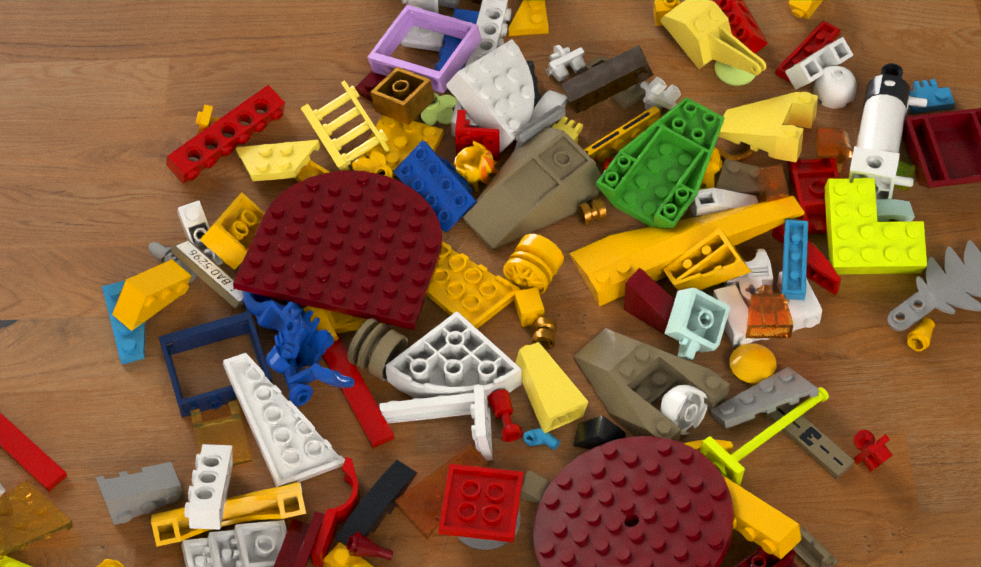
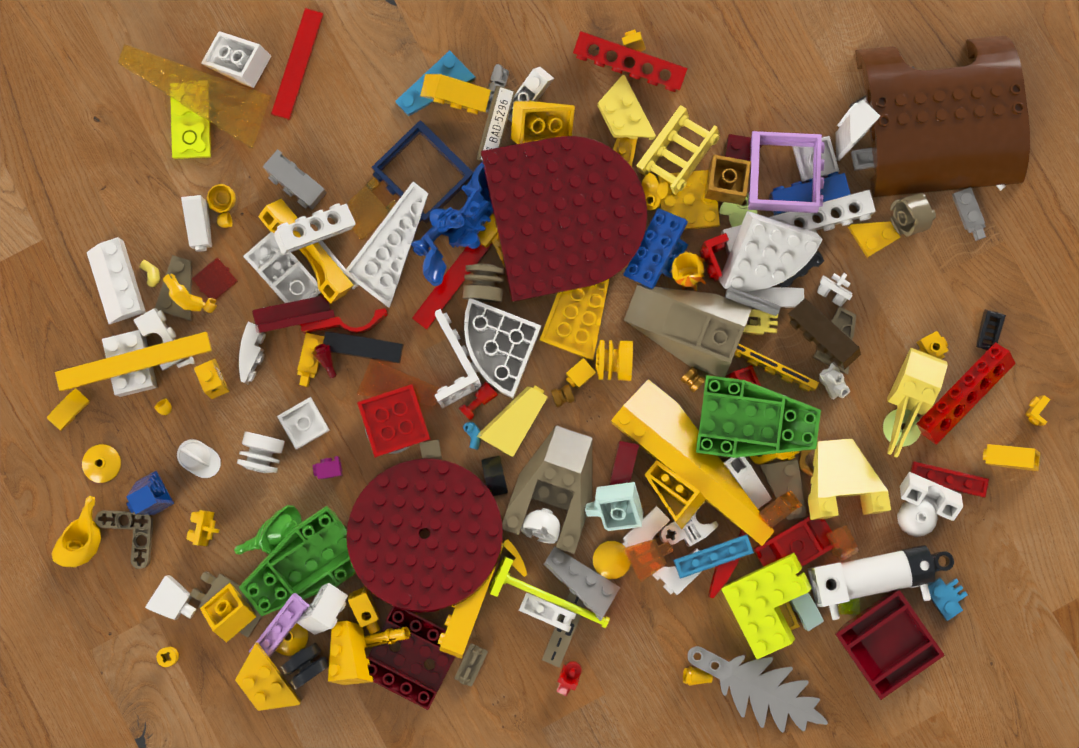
camera: 60 degrees right, 30 degrees up
(783, 444) = (546, 611): none -> white plate

